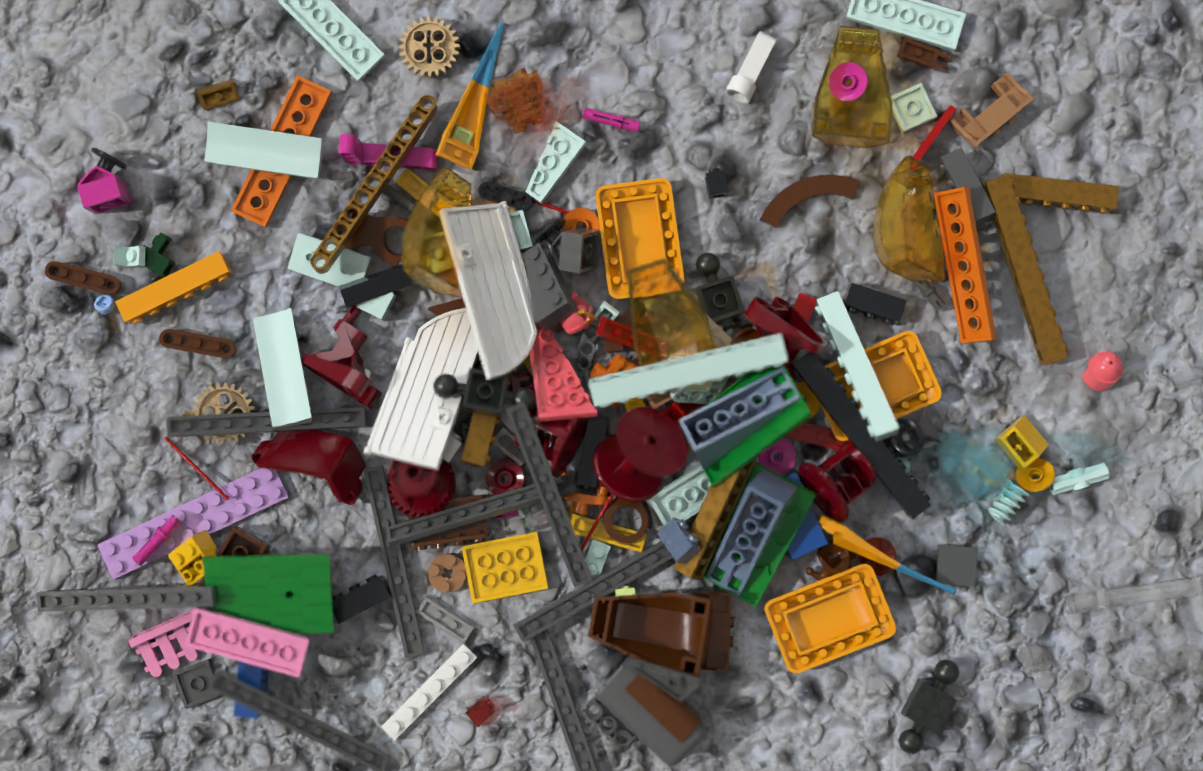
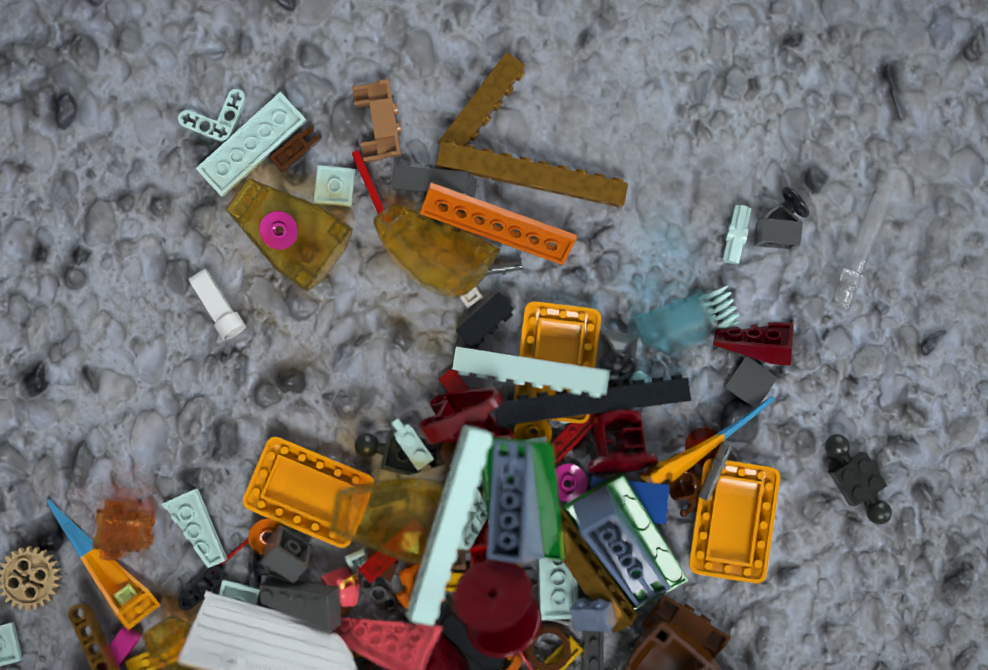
camera: 65 degrees left, 0 degrees up
(633, 124) = (206, 438): dark pink pin -> none
(716, 183) = (299, 395): black brick -> none
(733, 301) = (412, 444): none -> light aqua hinge
(805, 189) = (351, 319): reddish brown tile -> none
(863, 576) = (714, 472): none -> dark grey pin
(886, 279) = (471, 298): none -> white tile
(997, 558) = (764, 343): none -> dark red wedge
(1022, 442) = (678, 264): yellow slope -> none
(1038, 468) = (705, 270): light orange dish -> none
(1100, 373) = (658, 163): coral helmet -> none
(1109, 511) = (780, 226): none -> dark grey piece

